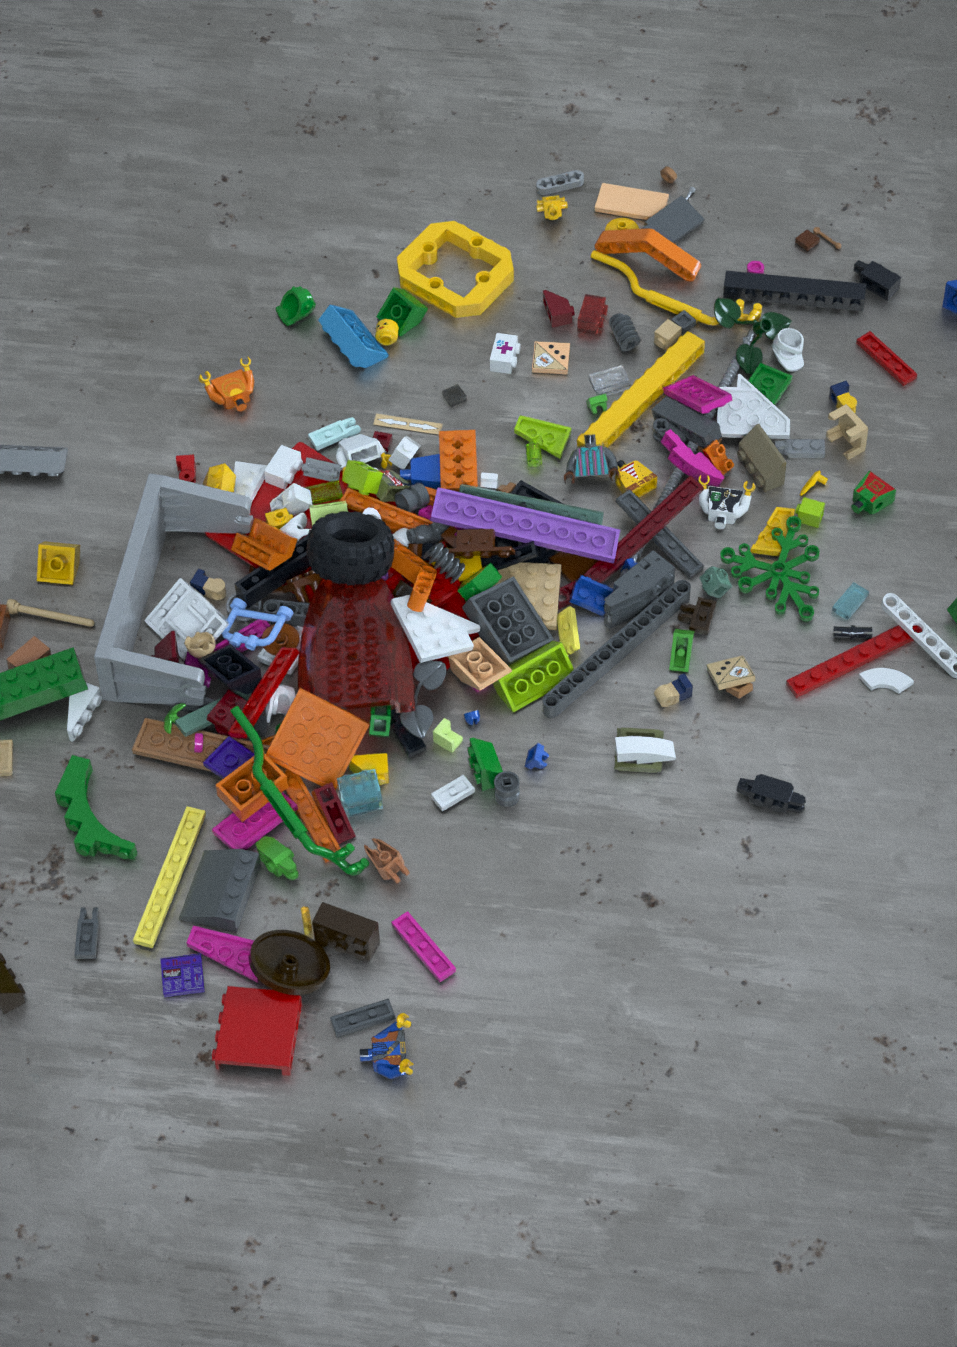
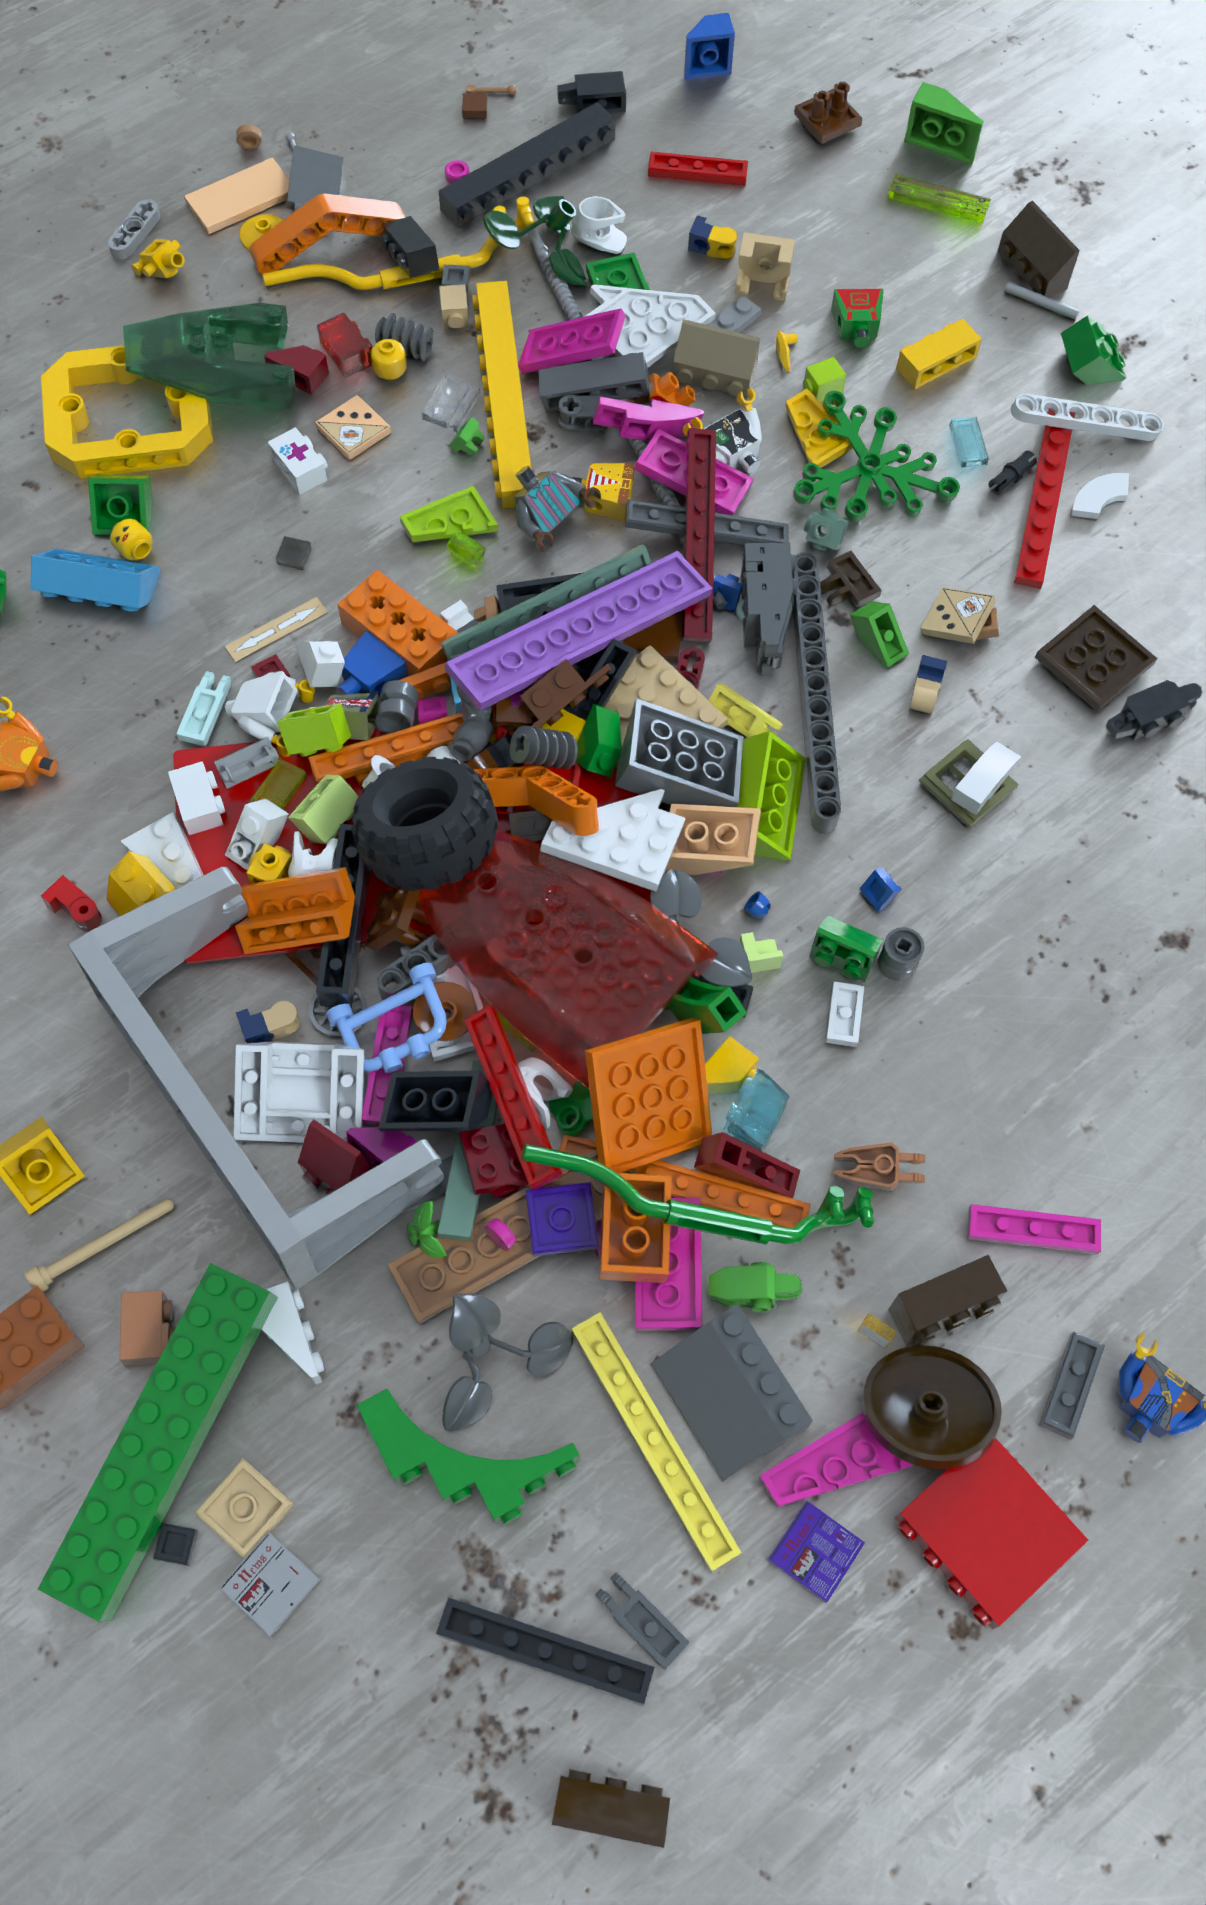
camera: 50 degrees left, 10 degrees up
(38, 905) = (545, 1651): none -> black brick
(144, 756) = (470, 1331): none -> dark grey plant
(200, 644) = (358, 1106): tan hair -> none
(511, 264) = (197, 353): none -> clear green wedge
(590, 595) = (720, 653): blue bracket -> none
(602, 337) = (388, 359): none -> yellow head
(676, 288) = (410, 246): none -> black brick
(692, 520) = (666, 462): none -> dark pink plate
(776, 748) = (1095, 658): none -> dark brown plate
(889, 545) = (938, 353): none -> yellow brick

